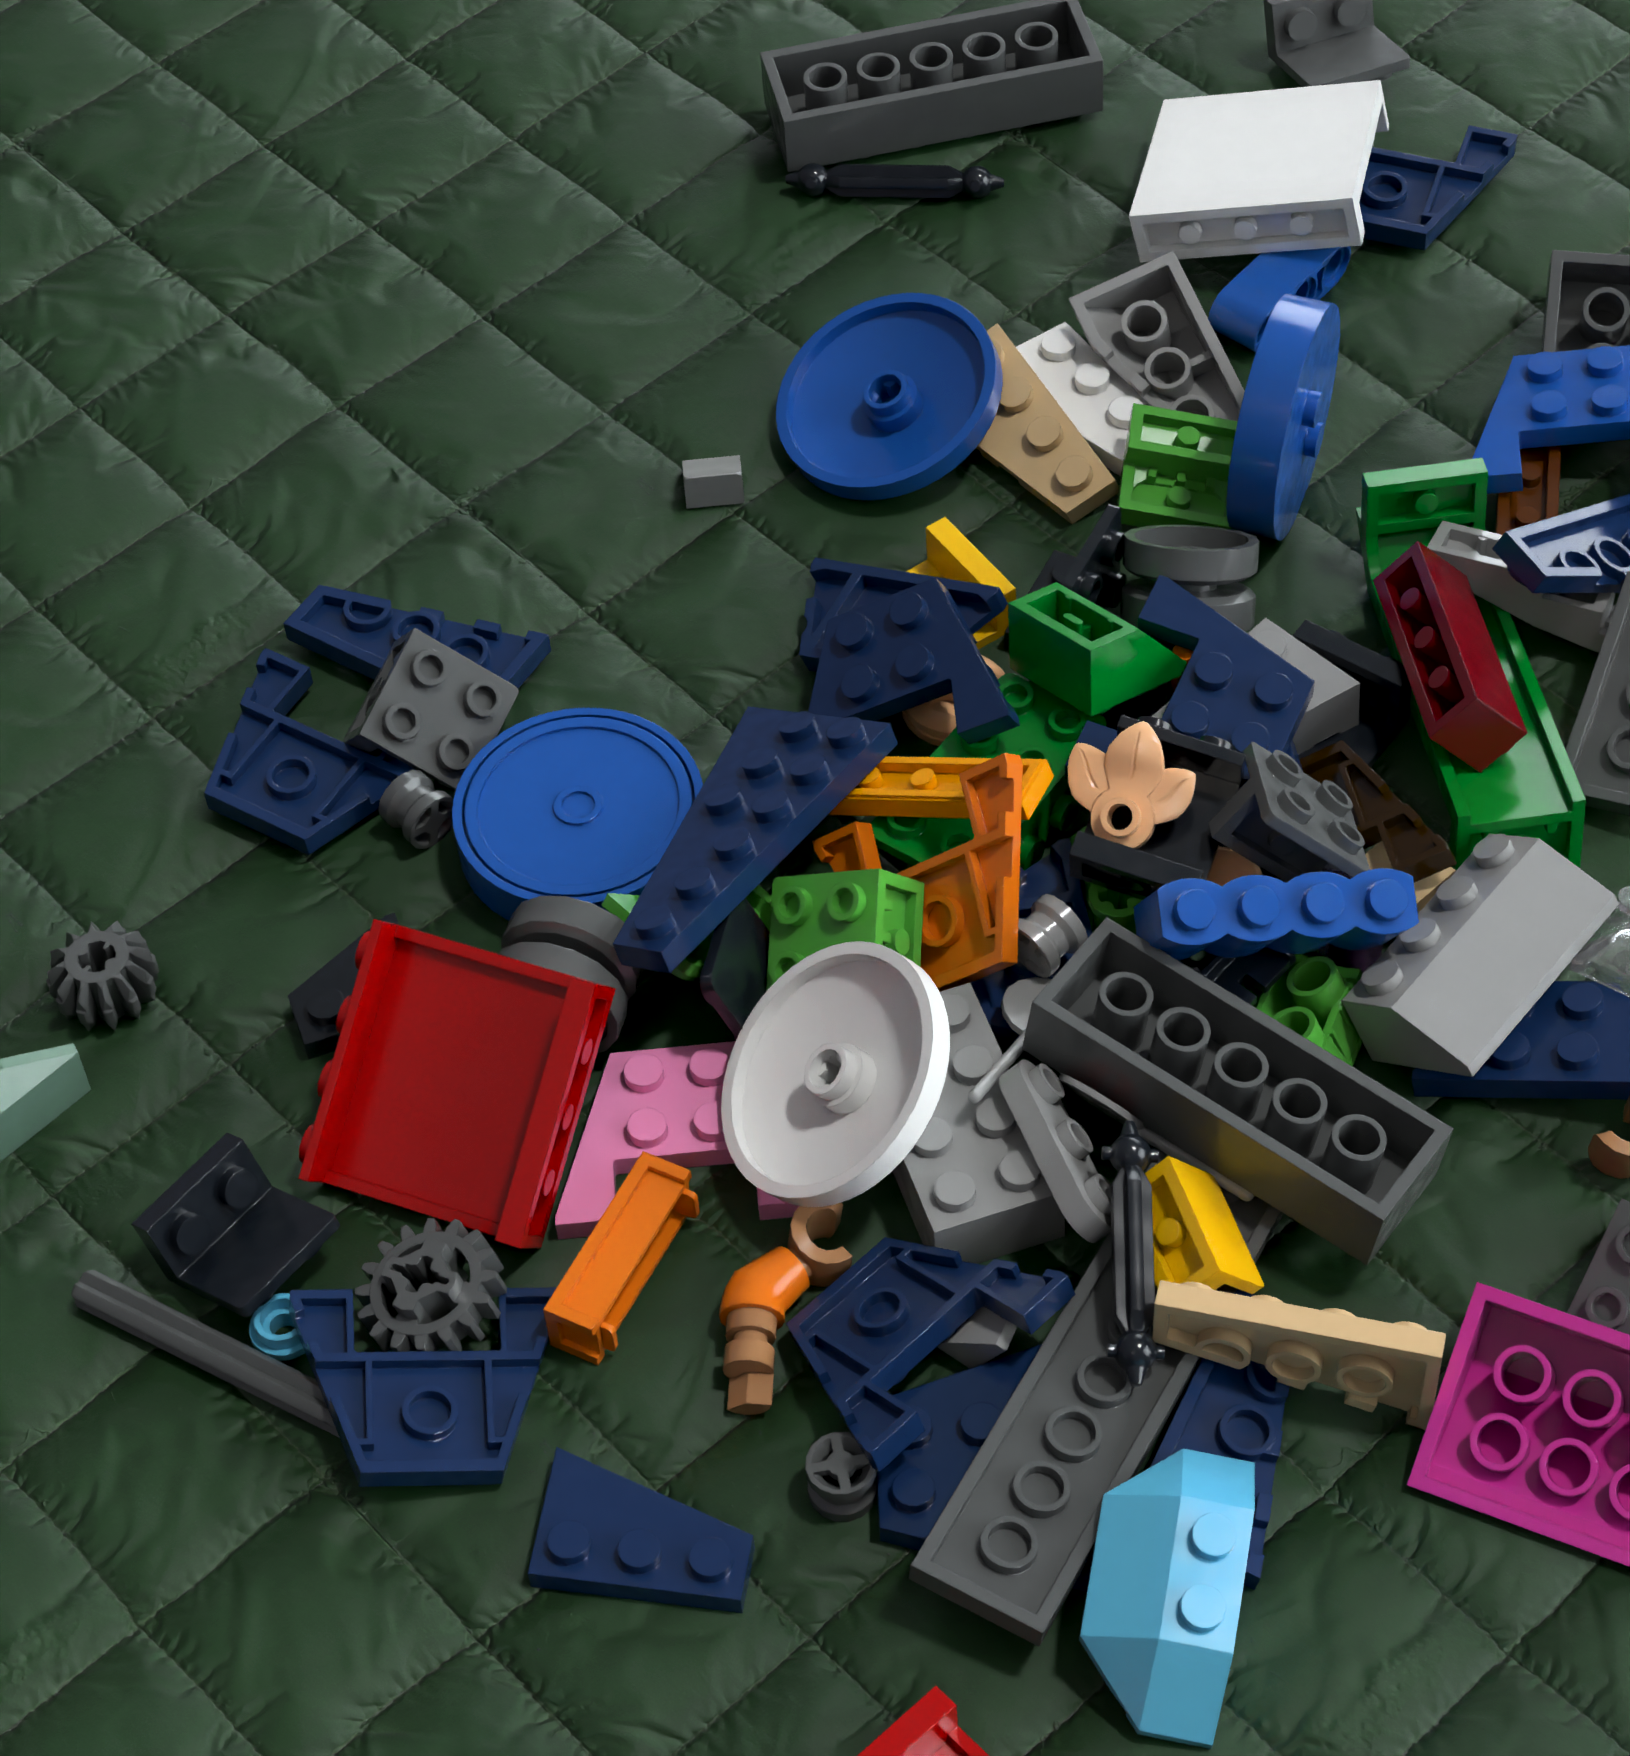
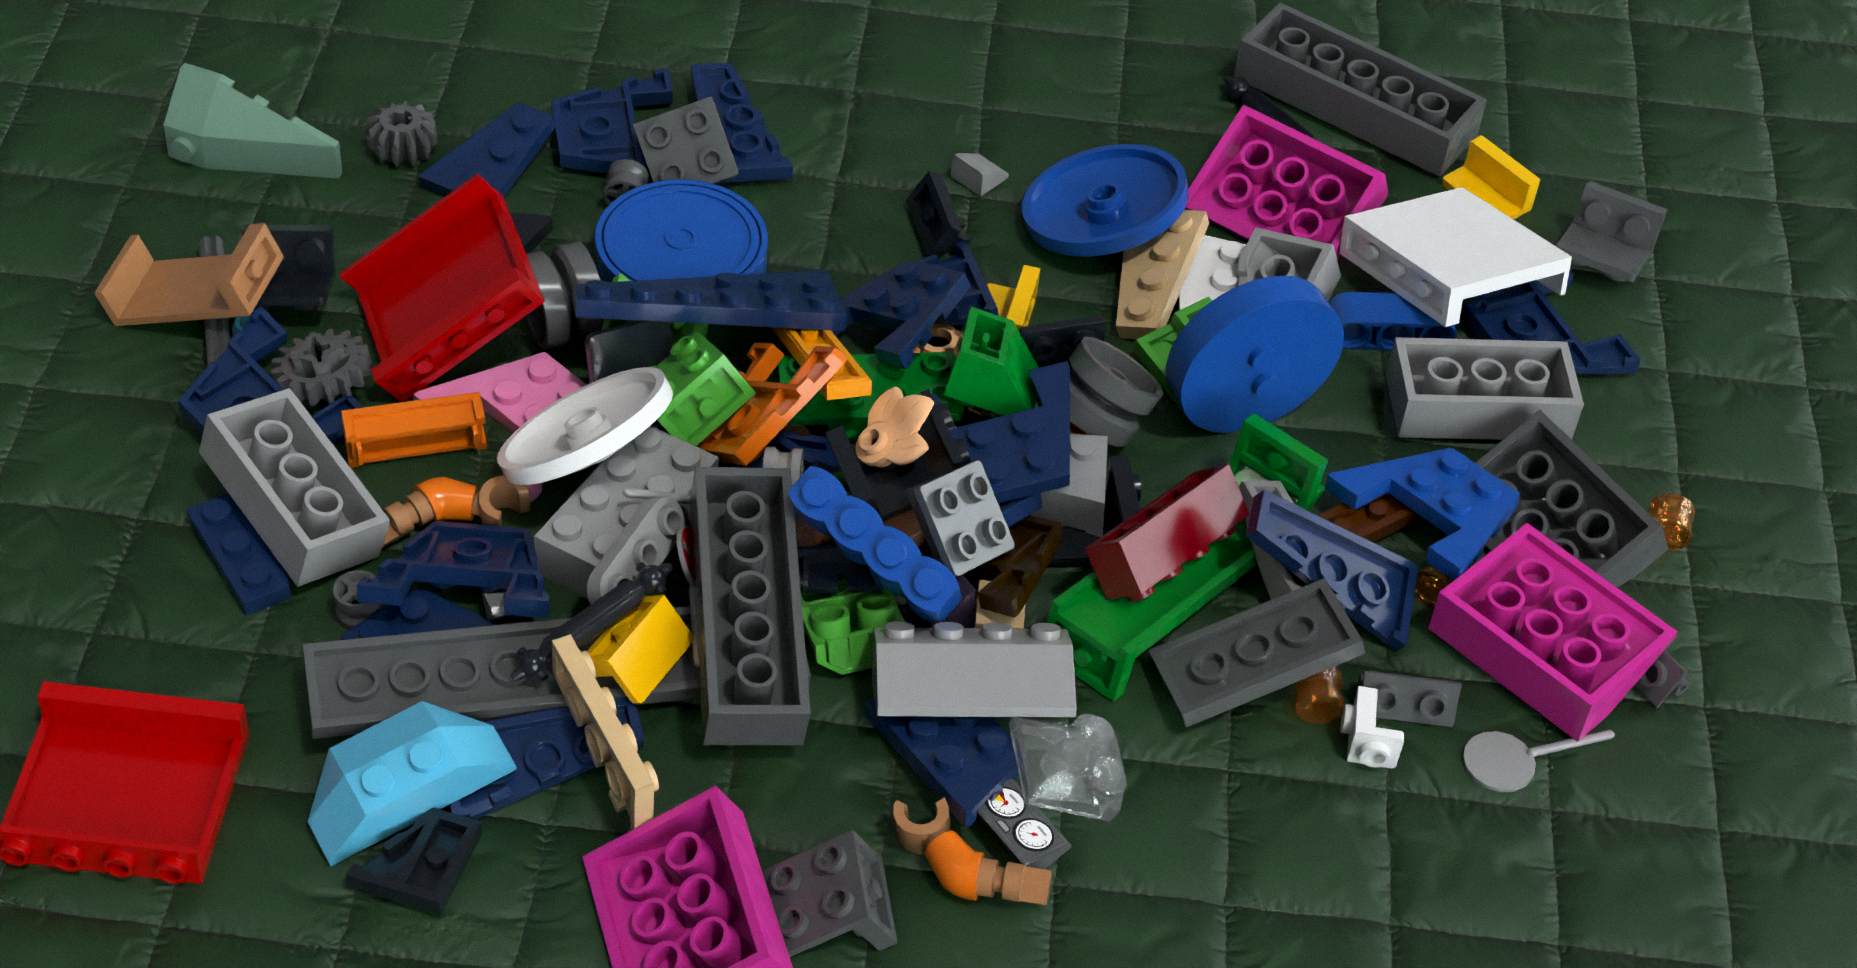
camera: 40 degrees right, 5 degrees down
(164, 1345) = (189, 288): none -> medium nougat panel
(238, 914) = (495, 152): none -> dark blue wing
(633, 1429) = (293, 486): none -> light grey brick
(752, 558) = (935, 215): none -> black plate
(1015, 234) = (1282, 182): none -> dark pink slope
(1153, 68) = (1495, 178): none -> yellow panel
(1299, 1648) = (421, 863): none -> black wing
(1451, 279) = (1480, 386): none -> light grey brick

